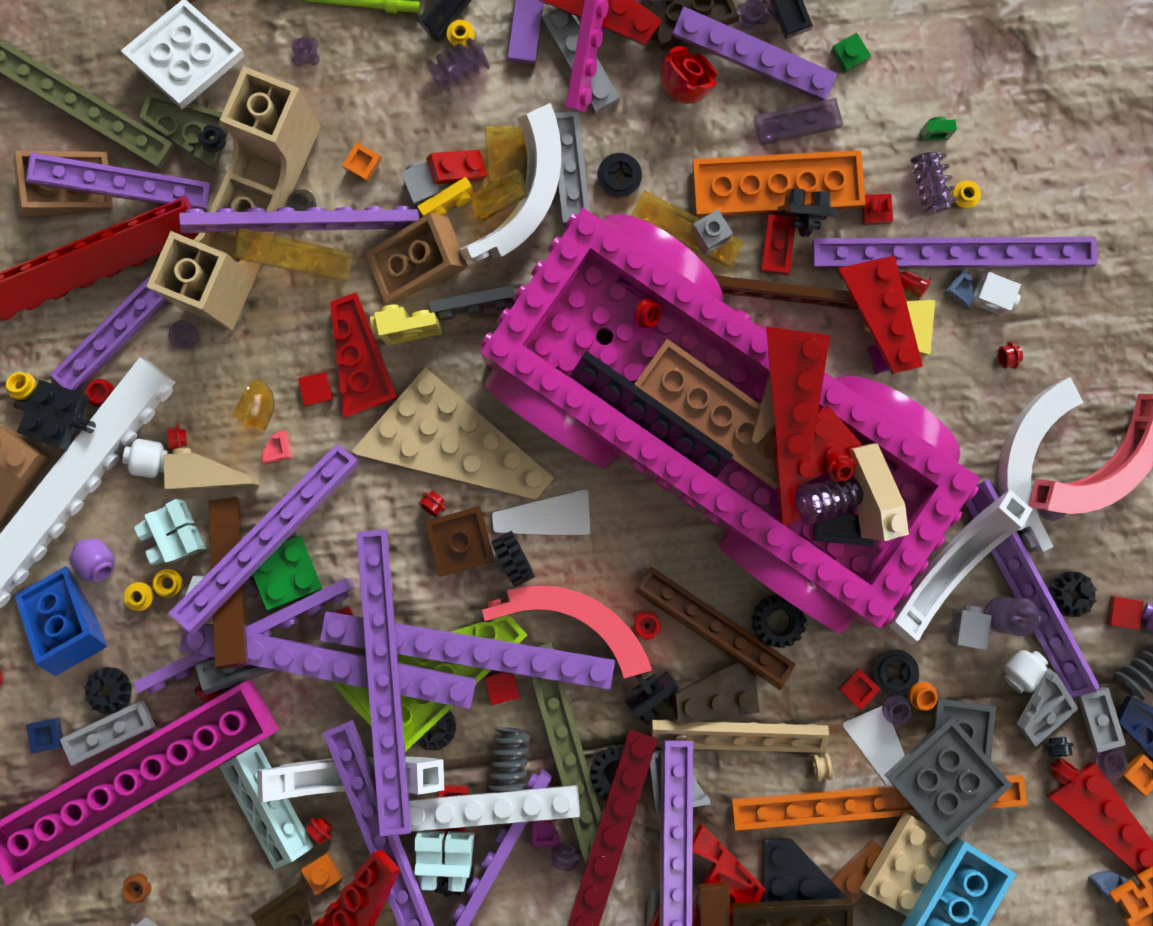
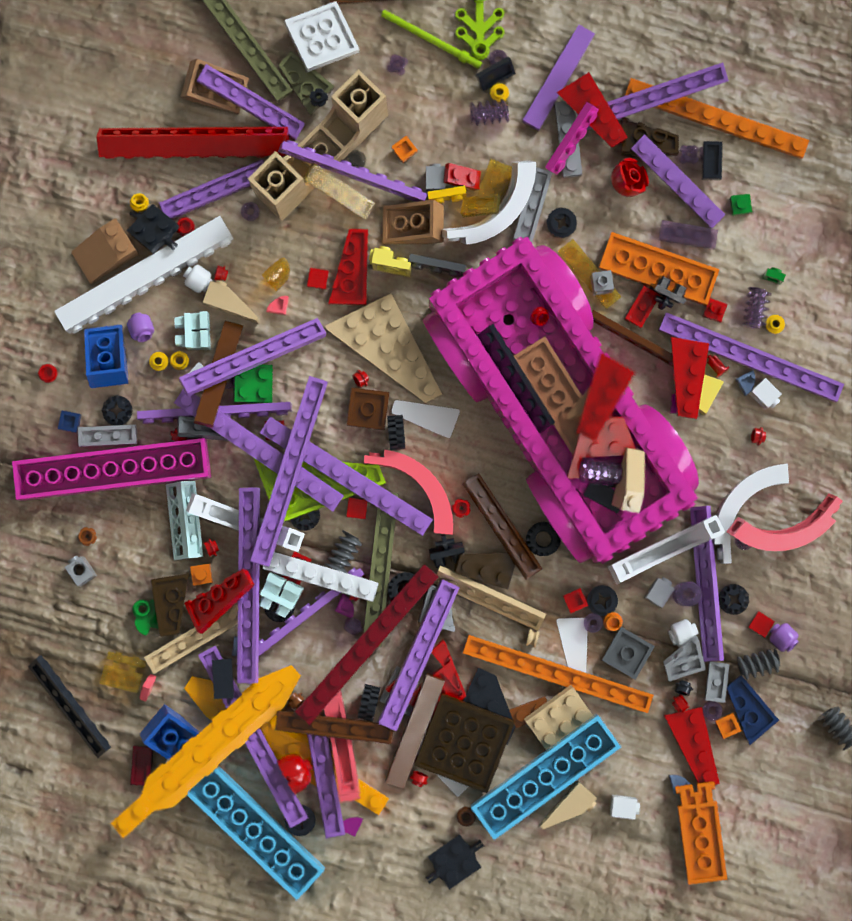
camera: 30 degrees right, 0 degrees up
(840, 467) = (613, 452): red plate -> none
(948, 780) = (605, 676): dark grey plate -> none

